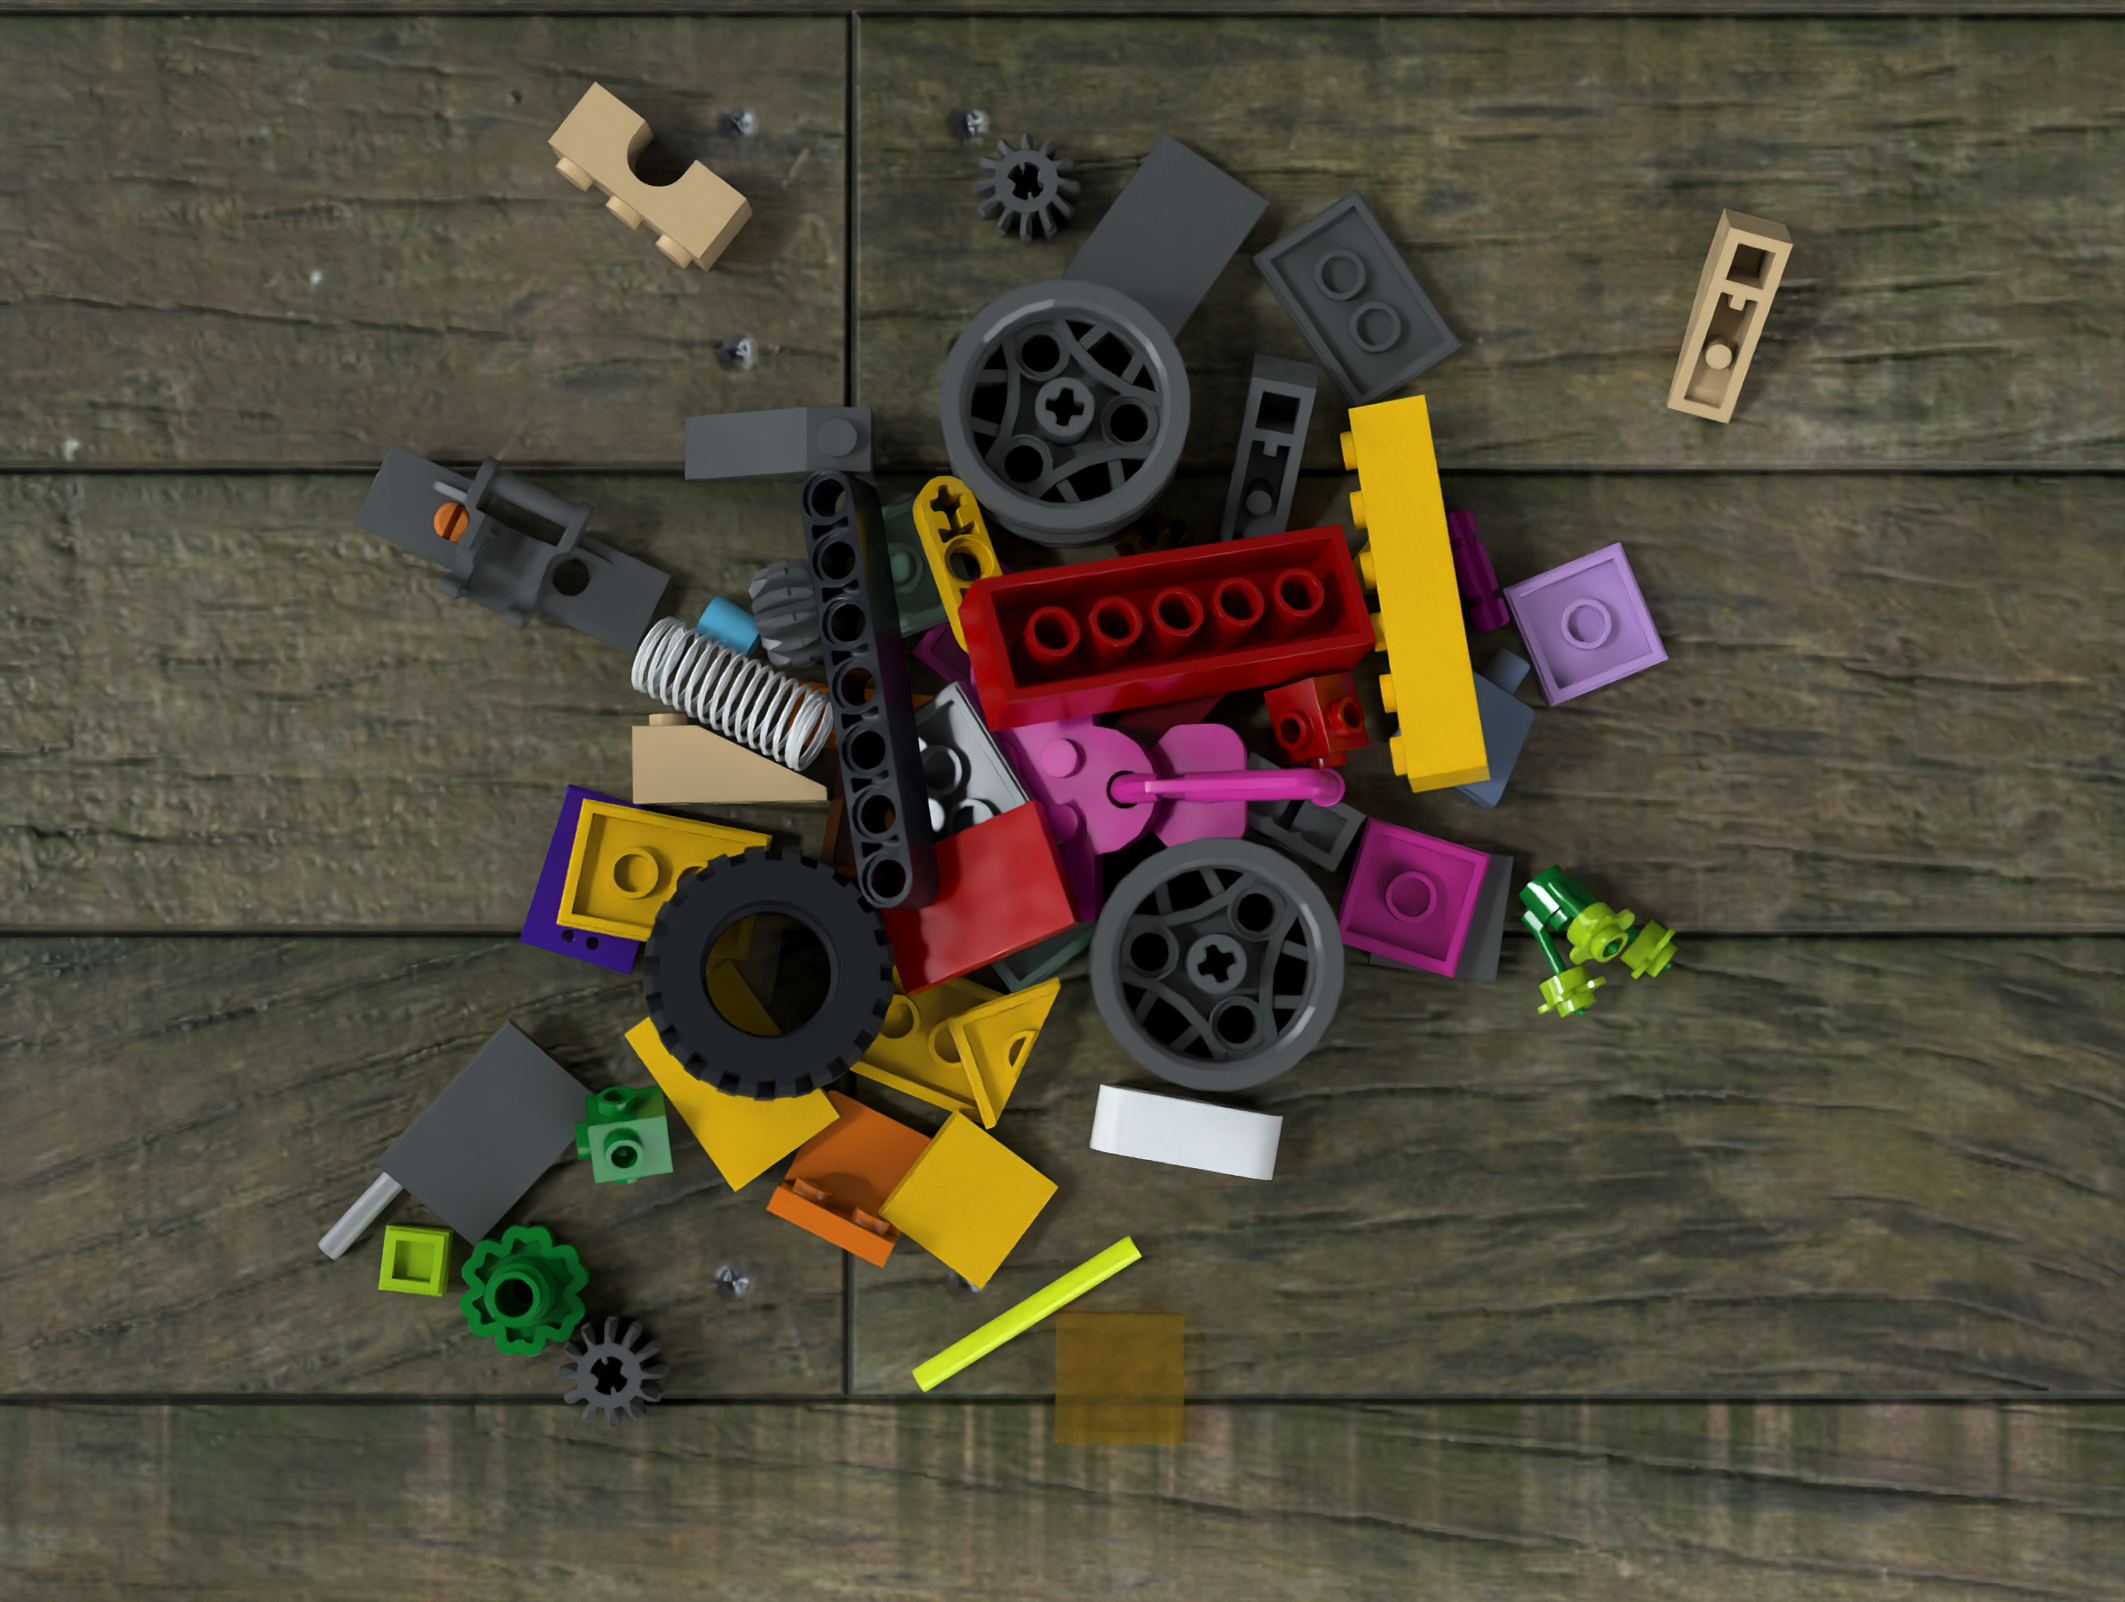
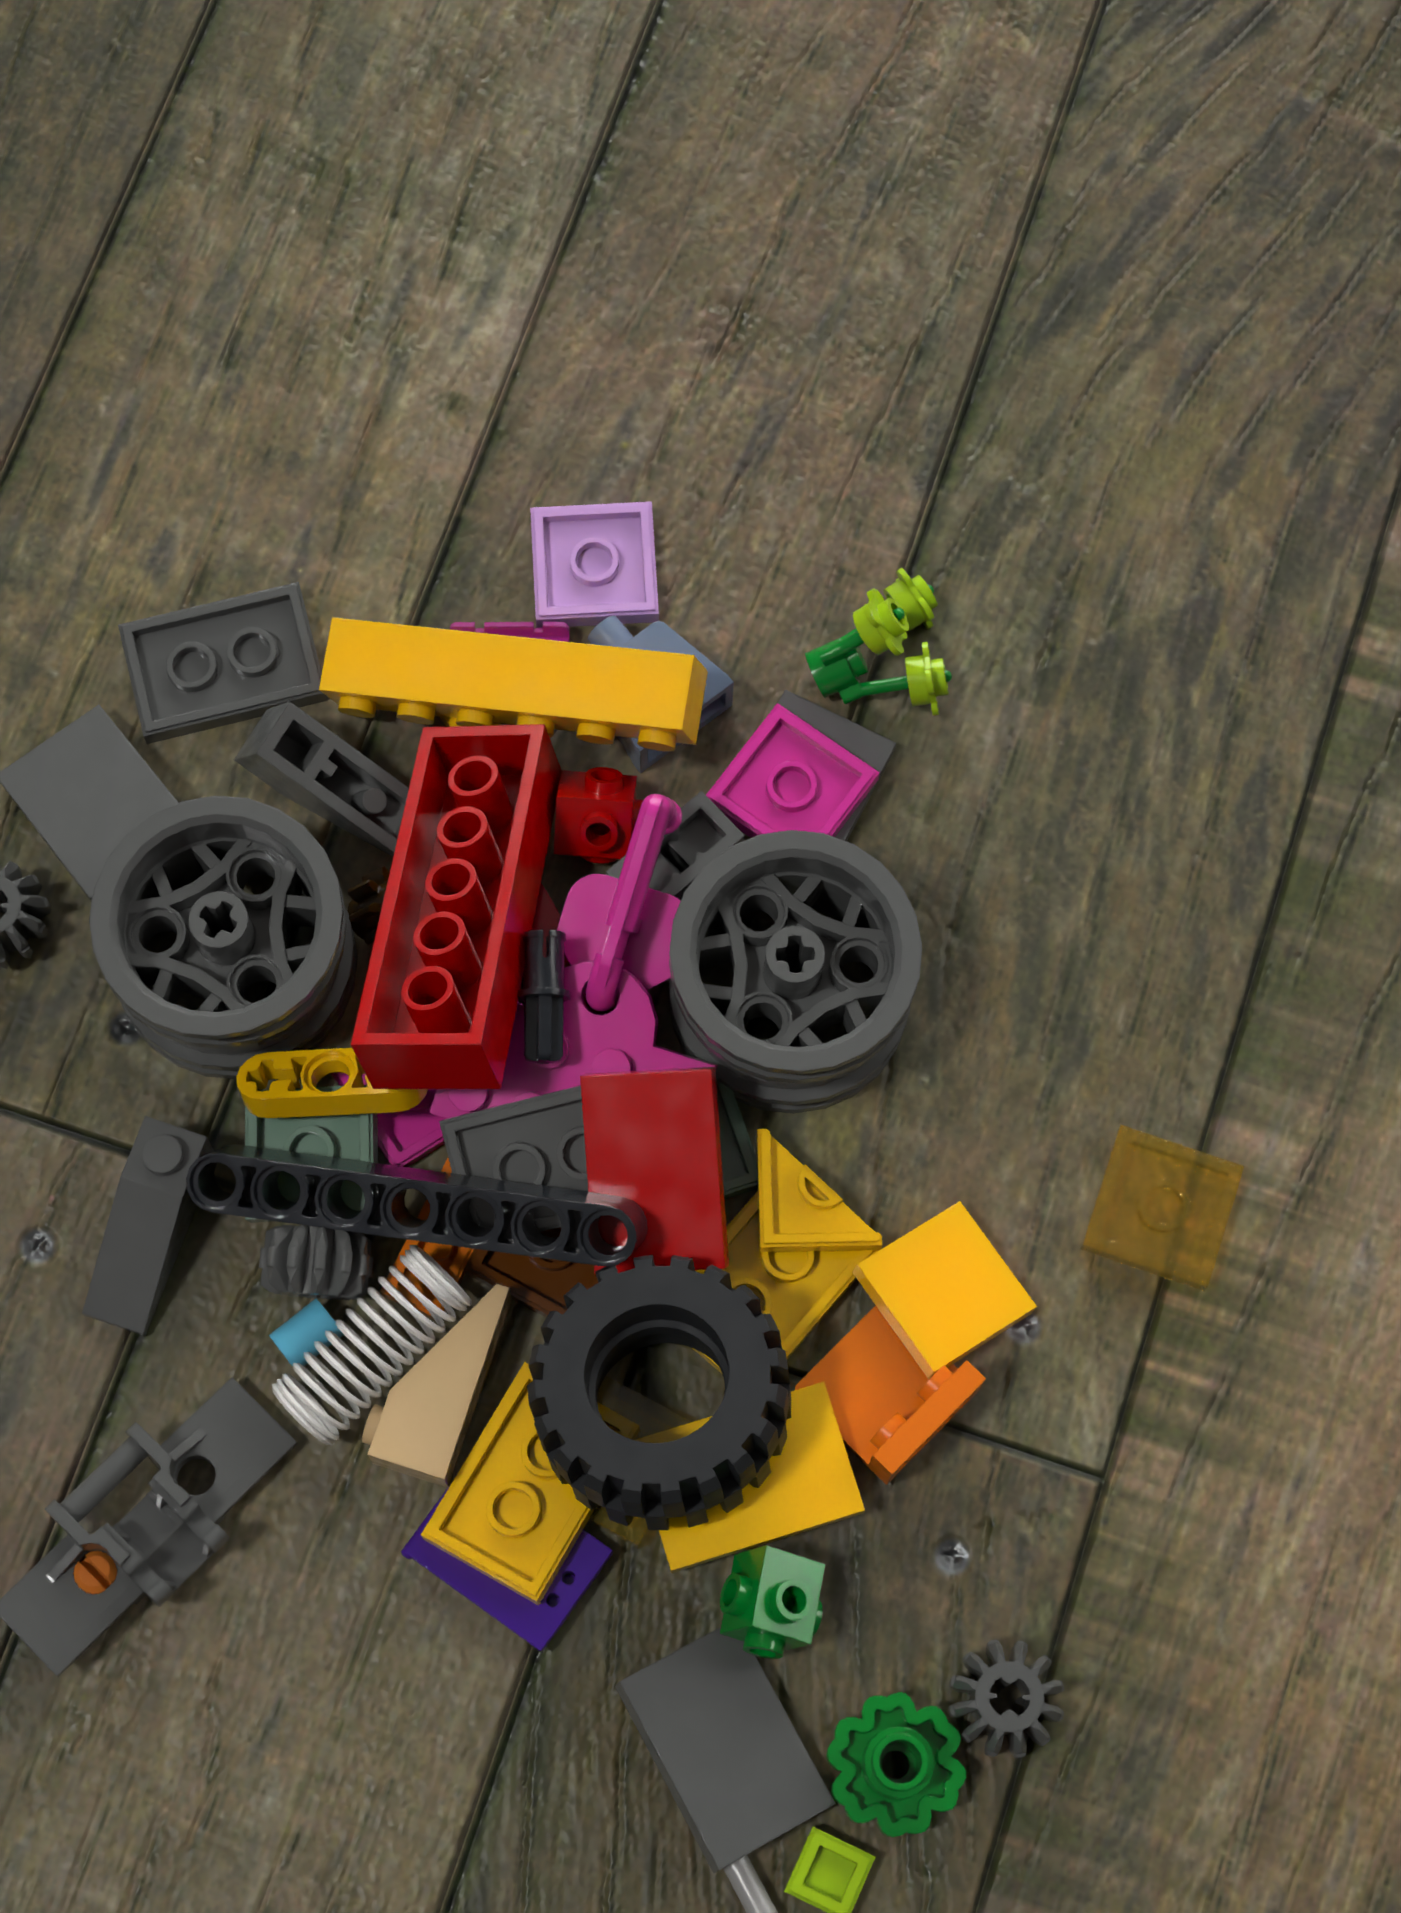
camera: 70 degrees left, 15 degrees down
(1026, 1313) = (1074, 1276): neon yellow bar -> none
(1099, 738) = (544, 997): none -> black axle
(1186, 1131) = (944, 1063): white beam -> none
(1728, 314) = (360, 350): tan slope -> none

